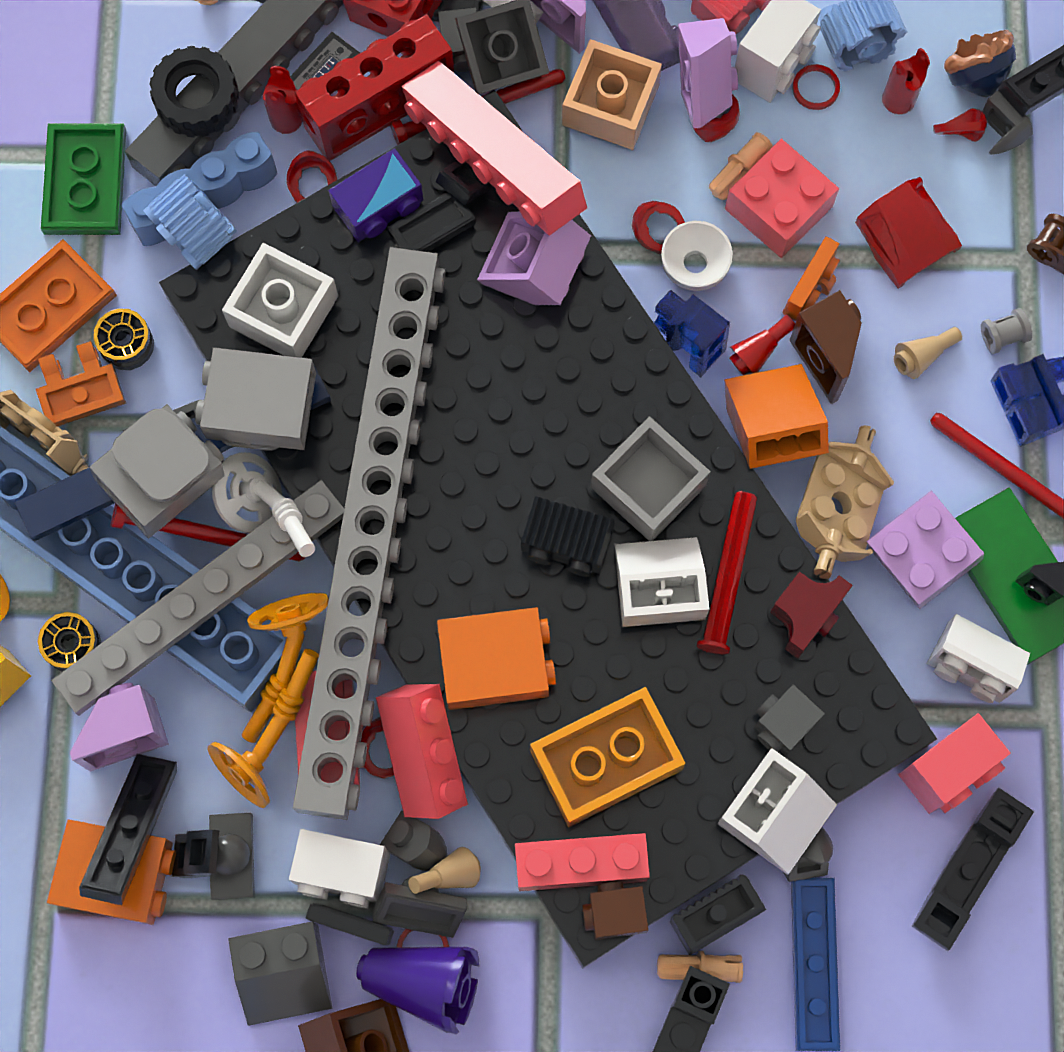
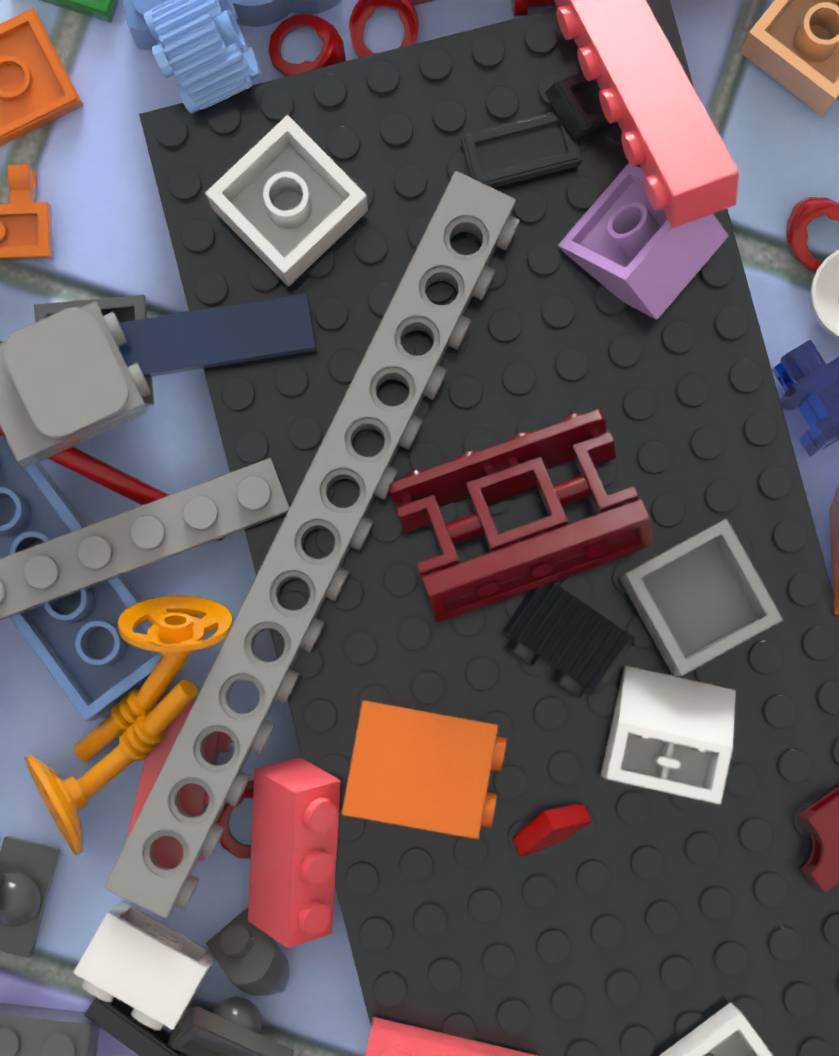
camera: 15 degrees right, 10 degrees up
(116, 326) = (71, 150): black wheel -> none
(256, 399) = (215, 329): light grey brick -> none
(258, 495) = (181, 442): white dish -> none
(279, 200) = (331, 52): none -> red piece
(376, 195) = (461, 88): dark purple brick -> none
(456, 870) = (289, 1010): tan cone -> none
(521, 482) = (532, 552): none -> dark red fence
(599, 672) = (551, 828): none -> red tile
(607, 756) = (526, 949): light orange brick -> none
(729, 574) = (763, 749): red axle -> none
(786, 720) = (772, 971): dark grey brick -> none

